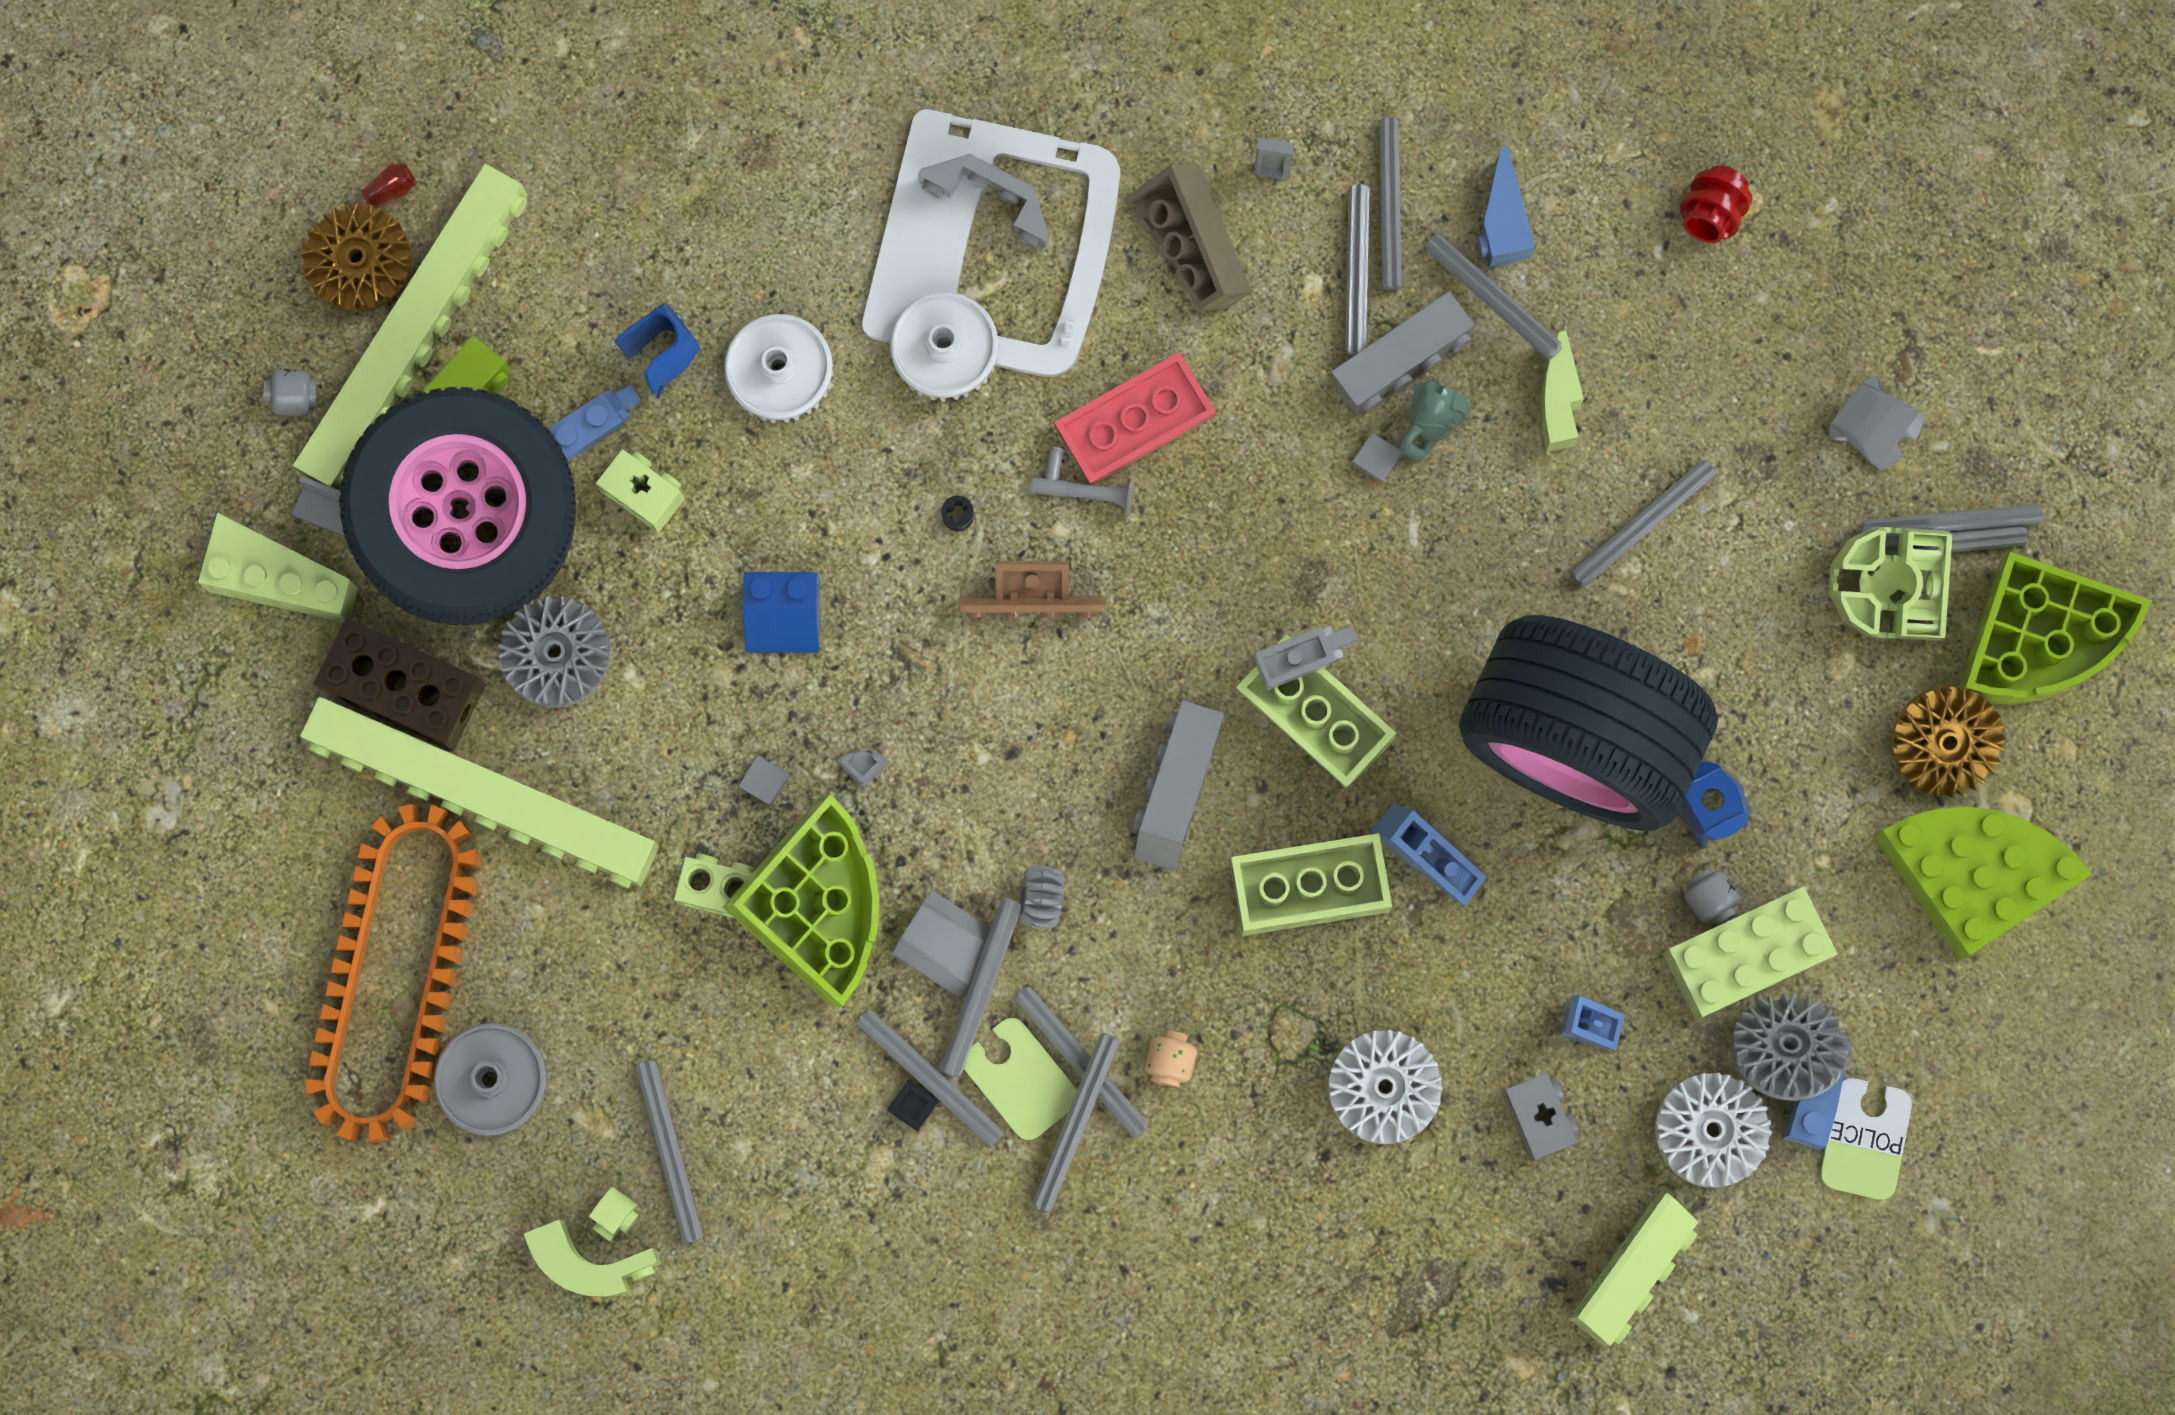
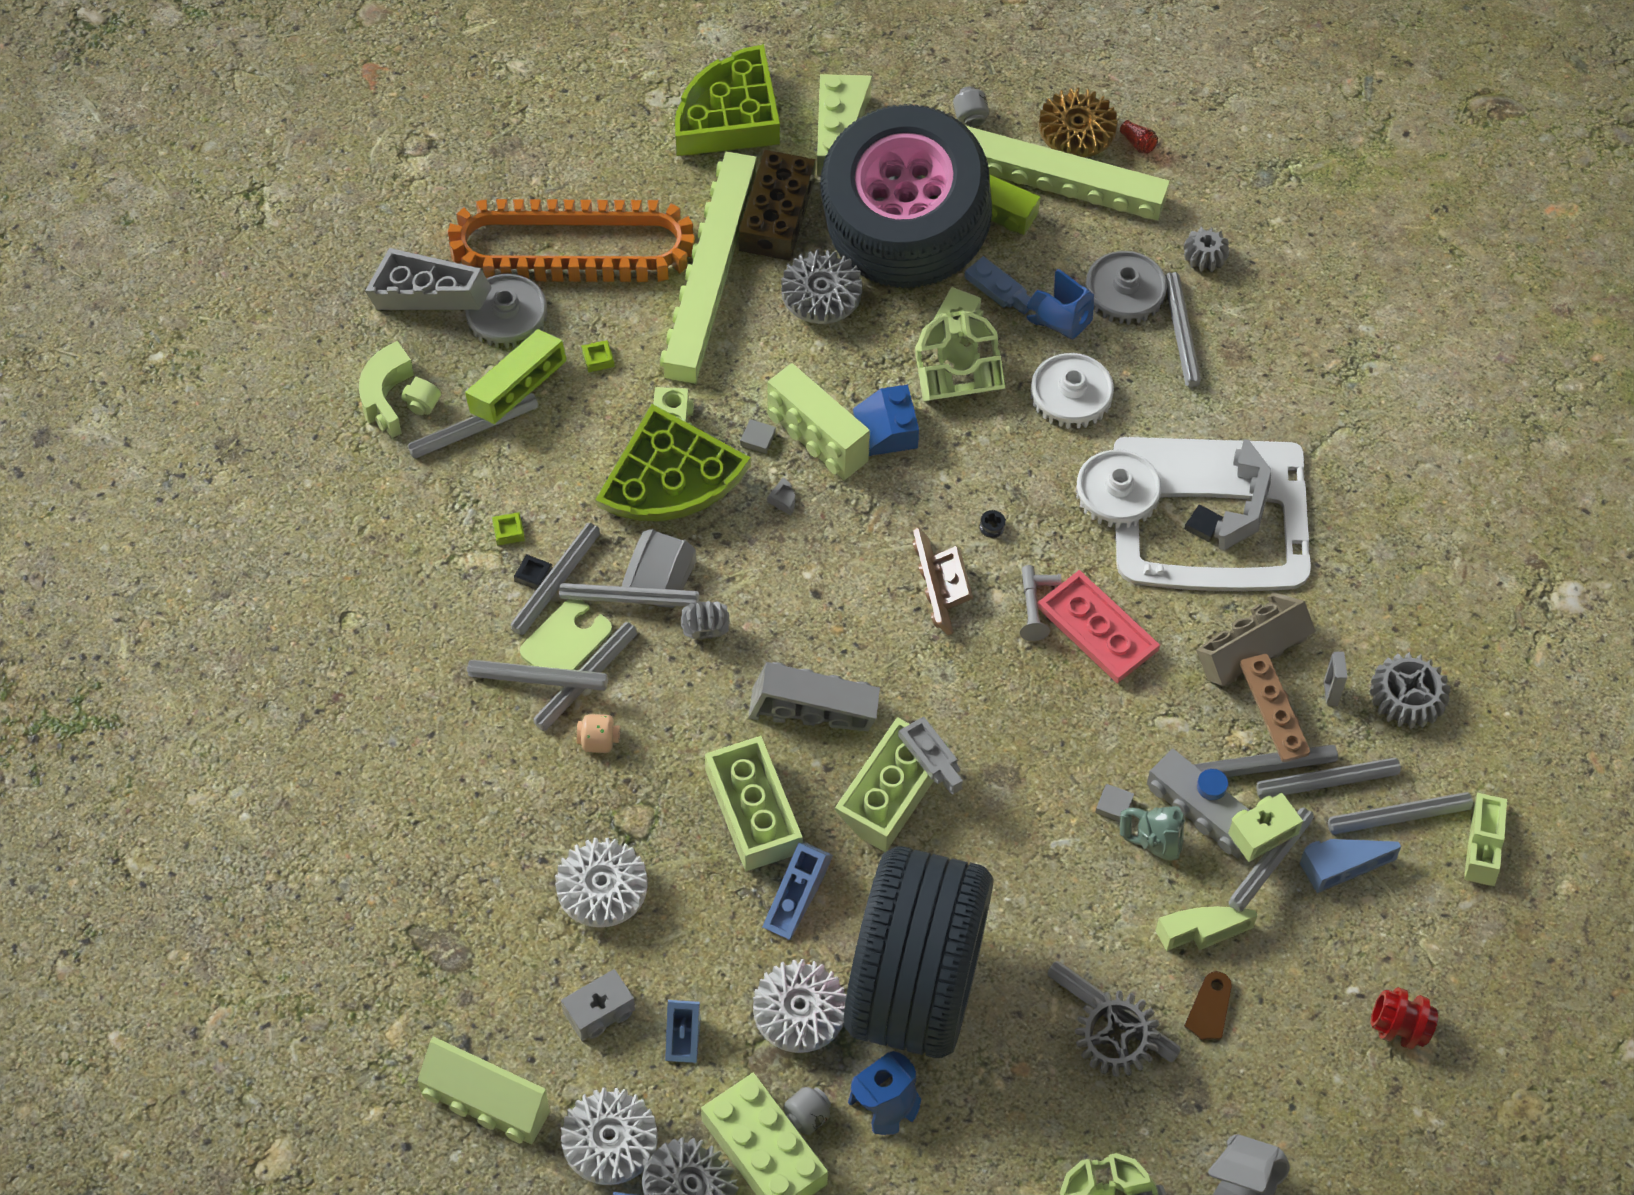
camera: 75 degrees right, 20 degrees down
(216, 716) = (728, 106): none -> lime brick
(434, 1188) = (426, 283): none -> light grey wedge
(590, 968) = (597, 356): none -> lime tile
(594, 134) = (1206, 249): none -> light grey gear
(613, 1082) = (515, 376): none -> lime brick
(637, 284) = (1126, 286): none -> light grey wheel
(712, 208) = (1182, 330): none -> light grey axle
(730, 487) = (937, 380): none -> yellowish green connector
(774, 699) = (818, 422): none -> yellowish green brick
(839, 1128) = (508, 528): none -> lime tile
(1009, 256) = (1203, 523): none -> black tile
(1279, 56) = (1418, 704): none -> light grey gear
(1300, 238) = (1275, 708): none -> medium nougat bracket
(1393, 337) = (1212, 784): none -> blue tile
(1450, 136) = (1400, 813): none -> light grey axle
(1467, 272) = (1264, 826): none -> yellowish green brick
(1503, 49) = (1486, 839): none -> yellowish green slope
(1584, 908) = (799, 987): none -> white wheel
(1656, 414) = (1210, 1008): none -> reddish brown piece
(1683, 539) = (1103, 1036): none -> light grey gear

